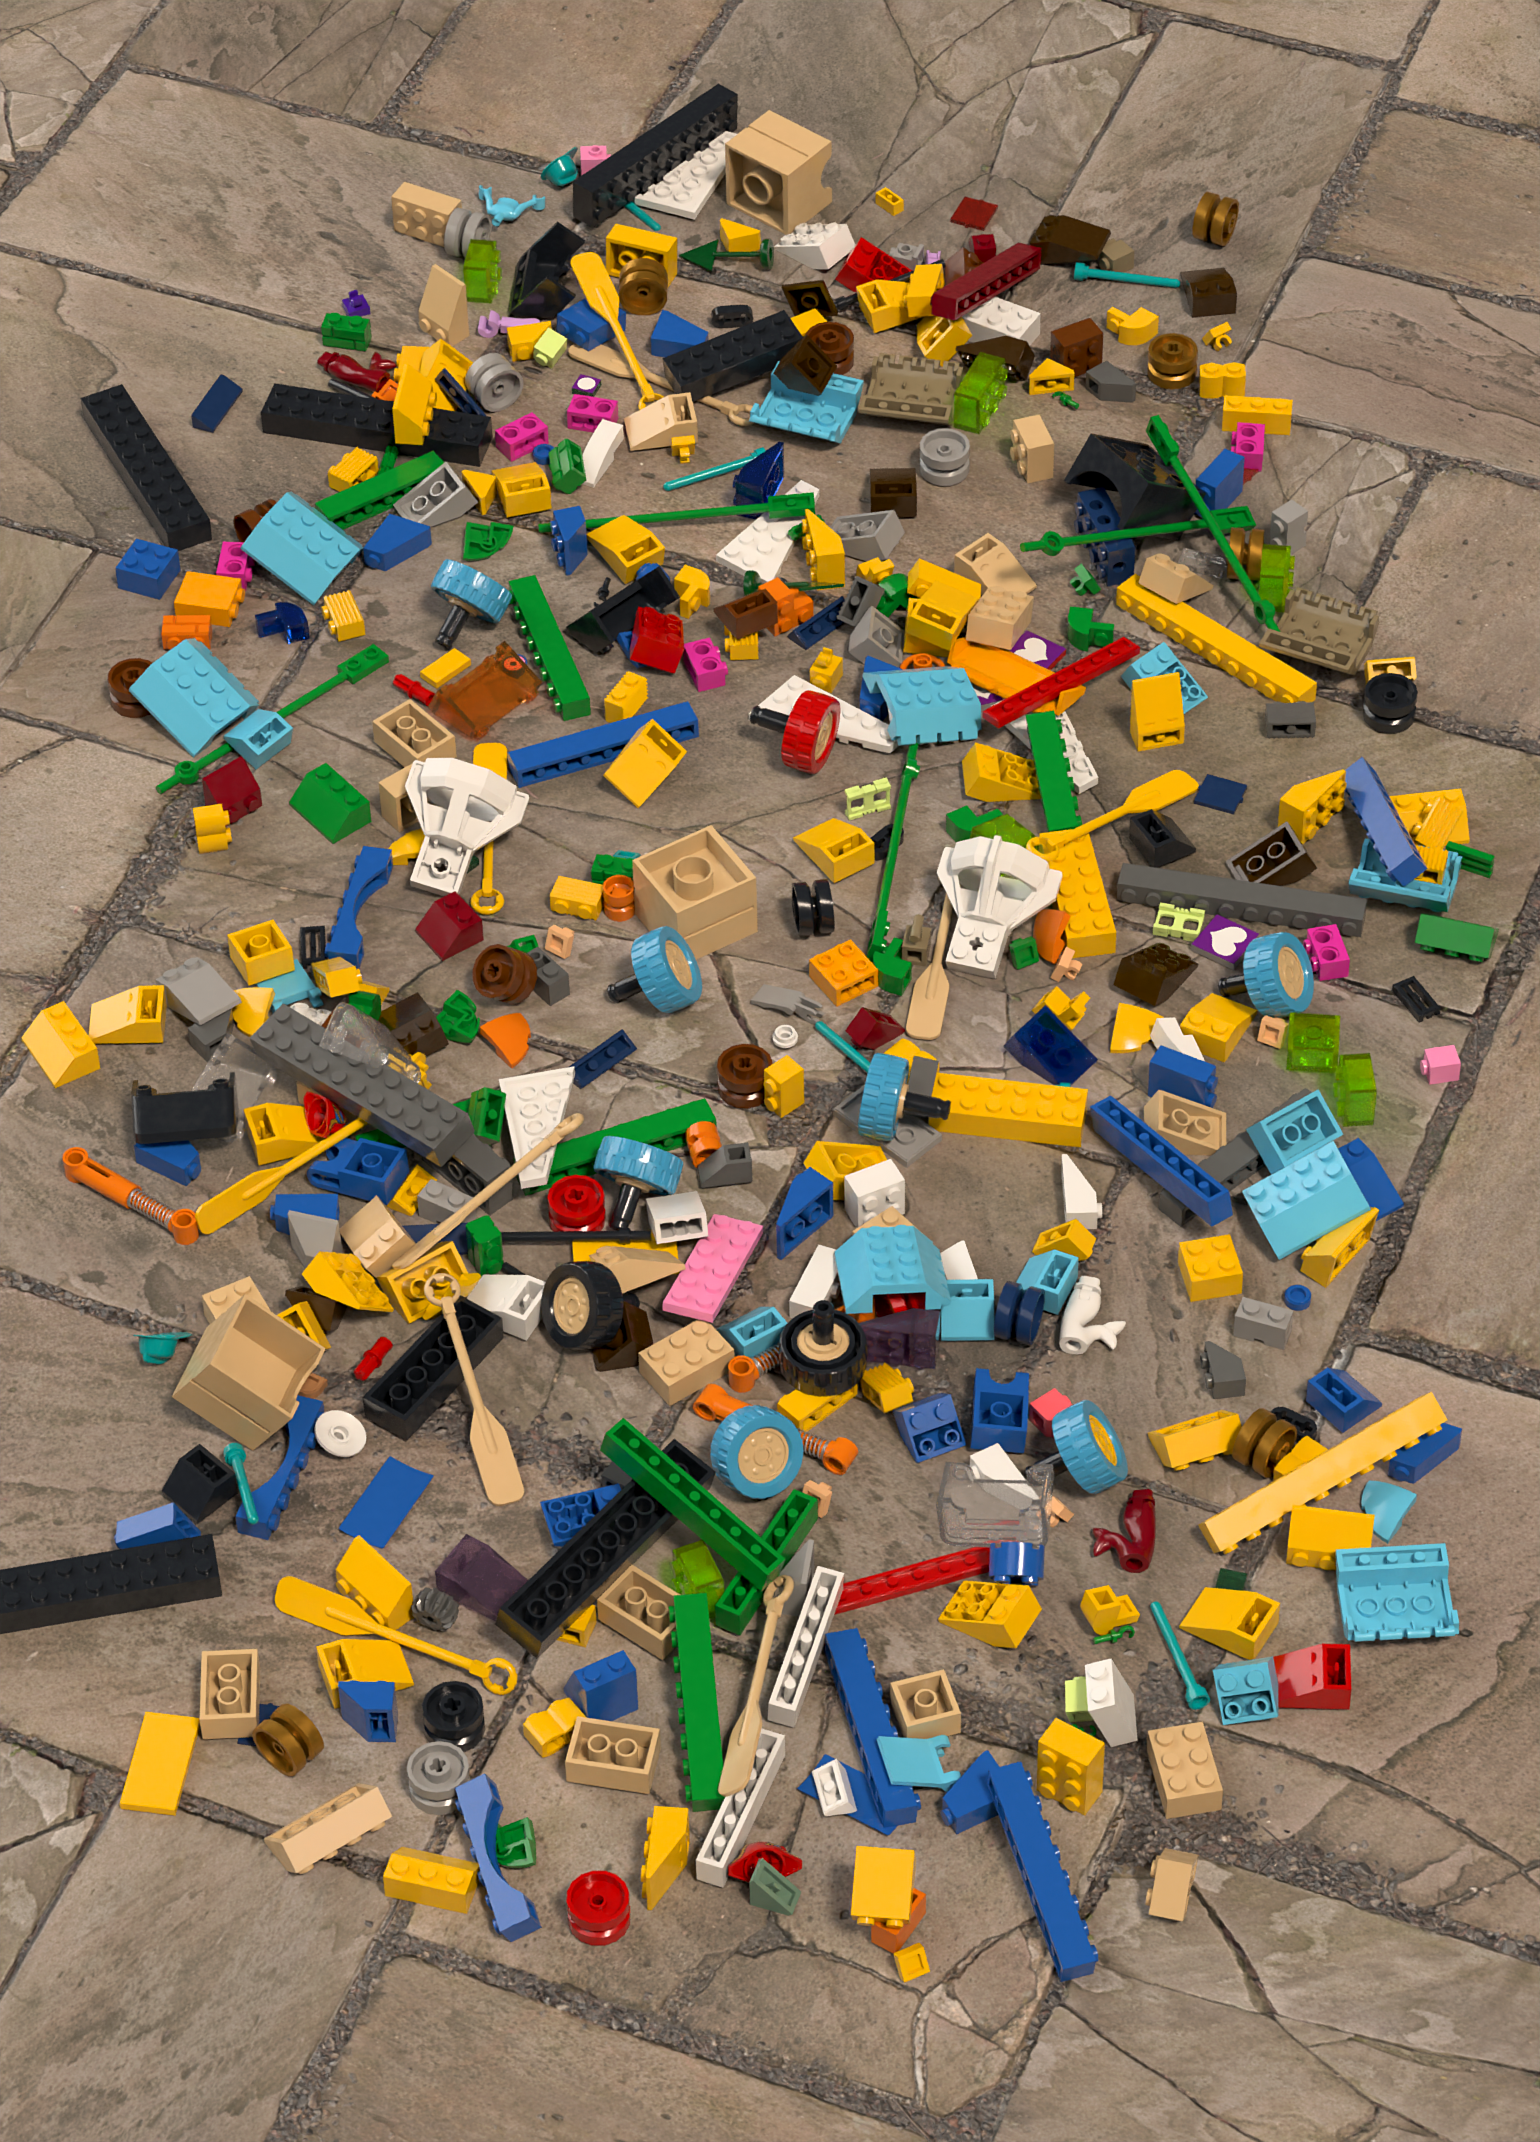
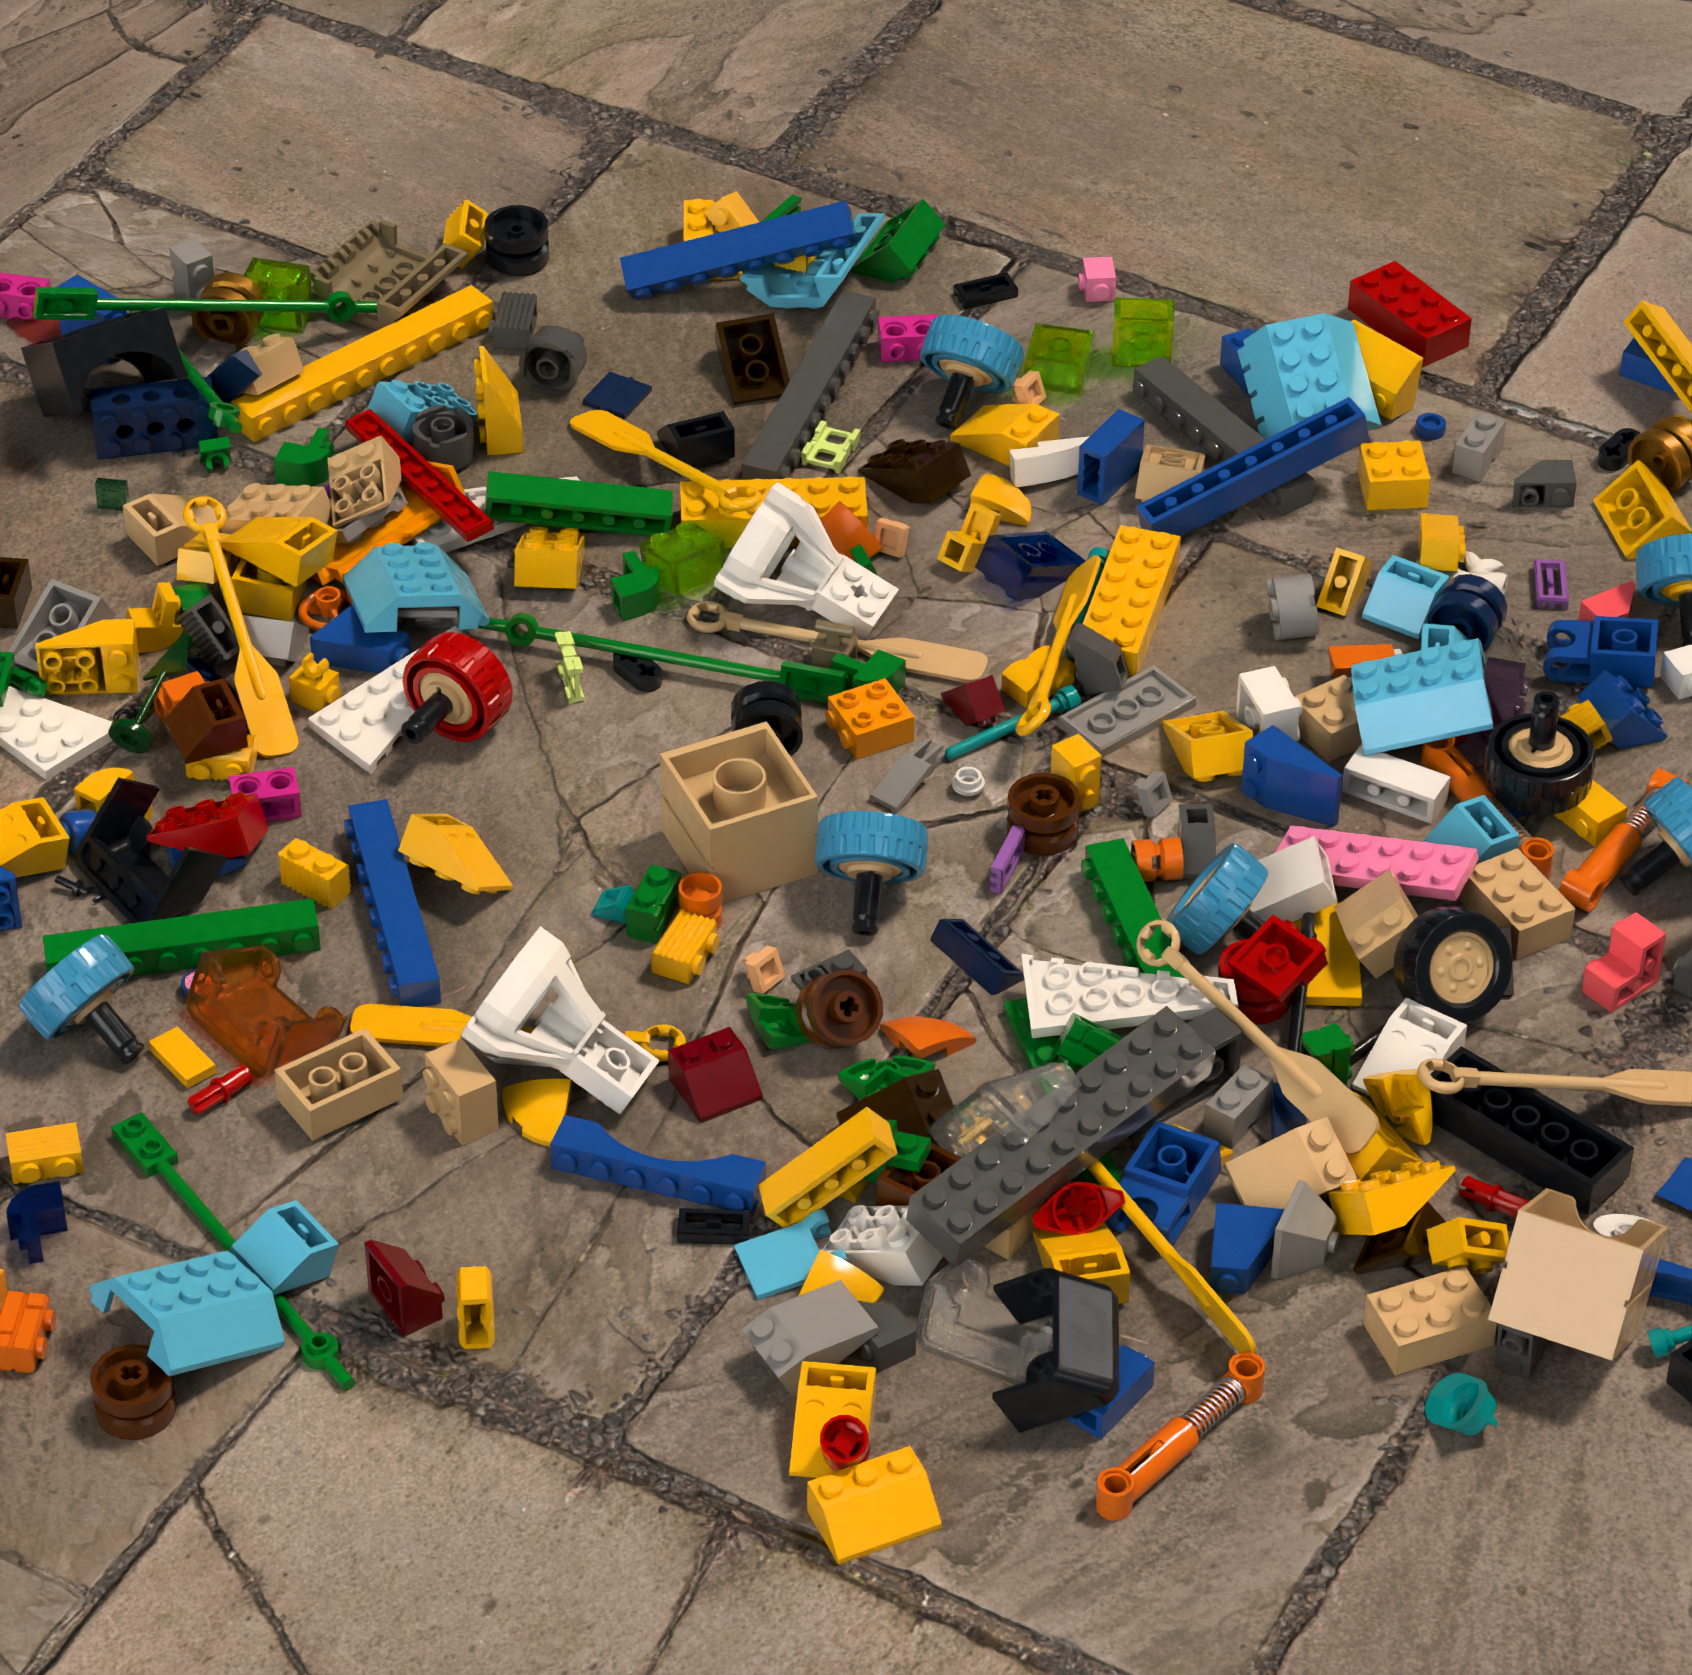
camera: 85 degrees left, 5 degrees down
(93, 1014) = (844, 1442): none -> red wheel
(261, 952) = (737, 1265): yellow brick -> none
(330, 804) = (439, 1185): green slope -> none
(567, 1199) = (1279, 958): none -> red plate
(610, 1413) = (1629, 965): none -> coral brick
(694, 1062) = (1007, 859): none -> medium lavender tile
(783, 1140) = (1152, 793): none -> light grey tile
(820, 634) = (254, 679): none -> yellow piece
(837, 848) = (646, 702): yellow slope -> none
(888, 1097) = (1133, 671): dark azure wheel -> none
(942, 1065) = (1071, 603): none -> yellow piece
(955, 1252) = (1344, 656): none -> orange slope
(1010, 664) = (353, 531): none -> light grey hinge
(1013, 1206) = (1292, 607): none -> light grey brick
(1023, 531) = (111, 493): none -> clear green tile
(1041, 650) = (362, 480): none -> tan slope
(1078, 1196) = (1263, 562): white slope -> none
(1099, 1386) = (1550, 599): none -> medium lavender tile
(1112, 1292) = (1441, 542): none -> yellow brick
(1115, 695) = (444, 436): none -> dark grey brick
(1139, 558) = (234, 376): none -> dark blue slope
(1224, 941) = (871, 413): tile -> none
(1234, 742) = (553, 359): none -> dark grey brick
(1294, 1131) = (1219, 372): medium azure brick -> none
(1312, 804) = (684, 314): yellow slope -> none
(1340, 1398) = (1594, 405): blue slope -> none
(1443, 1270) = (1409, 312): none -> red brick

